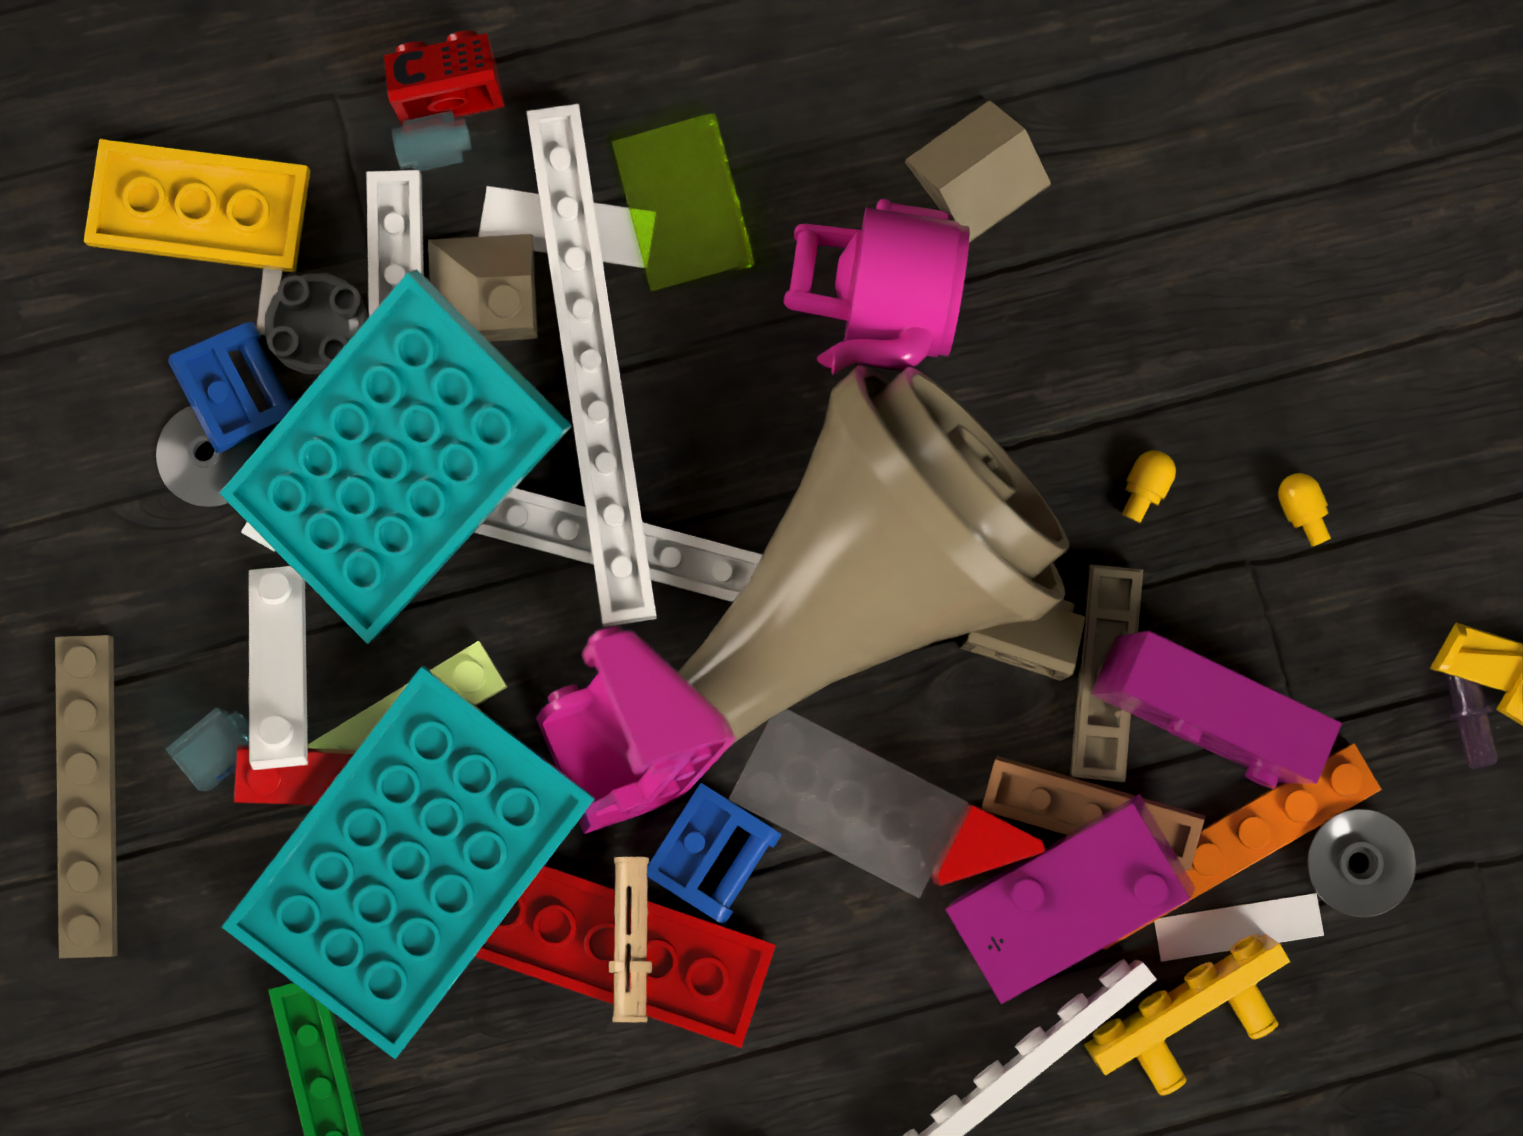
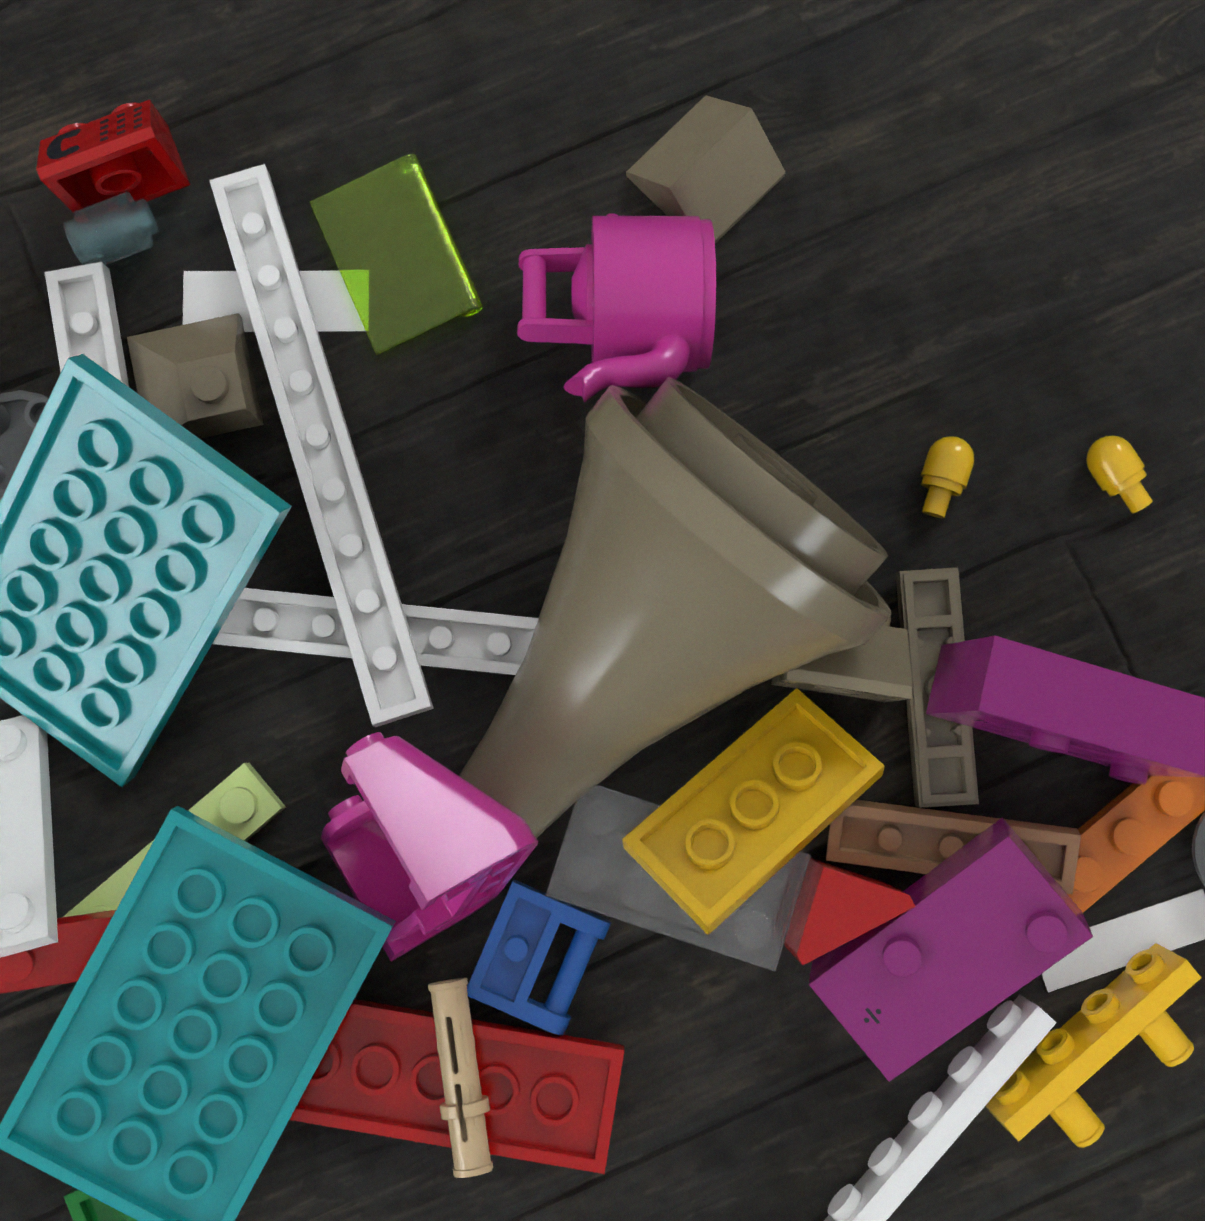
camera: 10 degrees left, 0 degrees up
(923, 750) = (752, 809): none -> yellow plate

